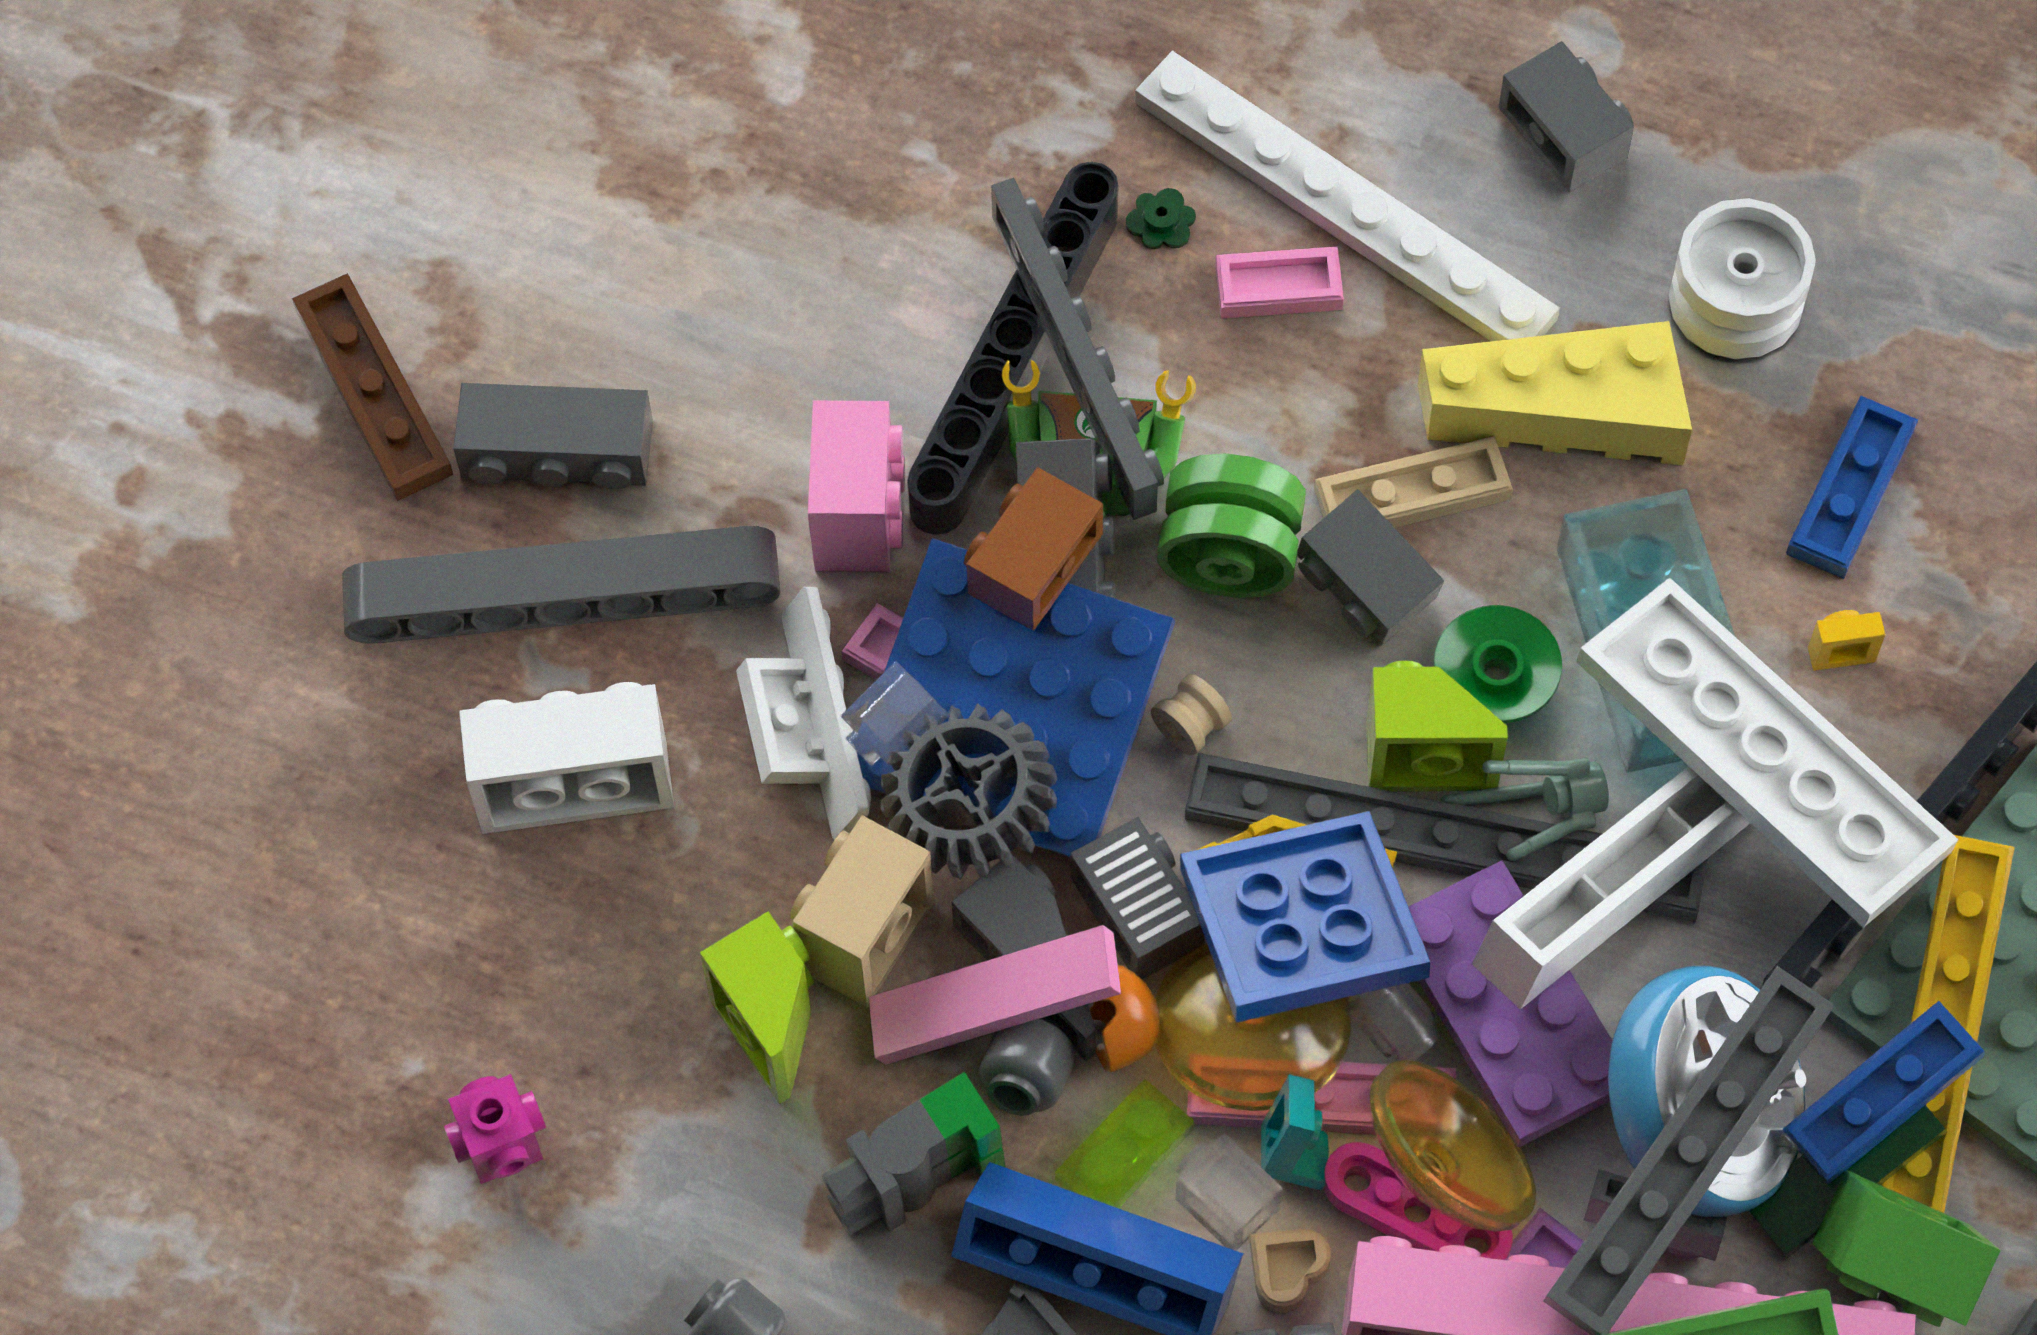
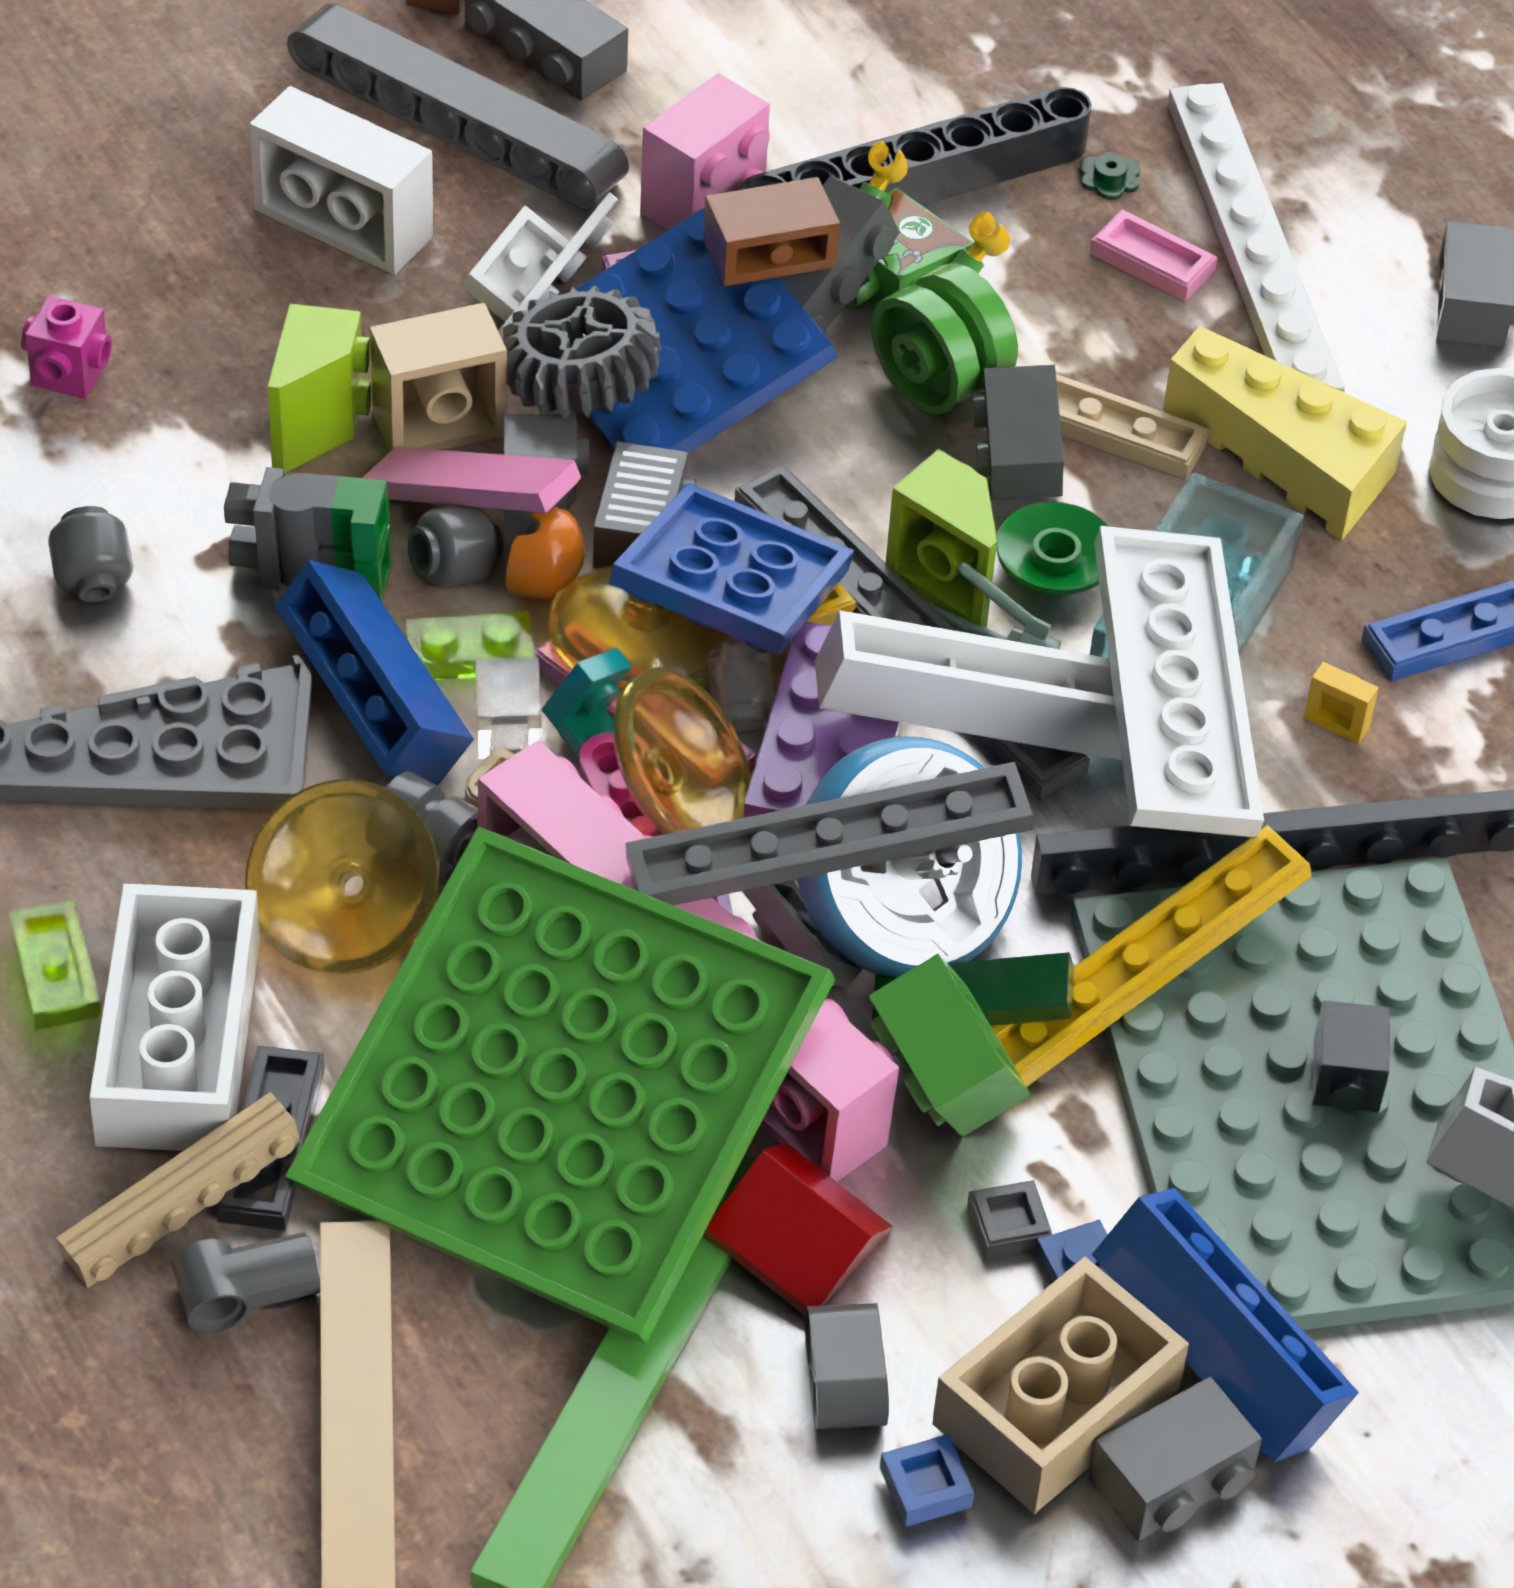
camera: 35 degrees right, 15 degrees down
(889, 715) = (576, 265): clear brick -> none
(1086, 368) = (939, 175): dark grey plate -> none
(1191, 714) = (800, 436): tan wheel -> none
(1883, 1092) = (1045, 947): blue tile -> none

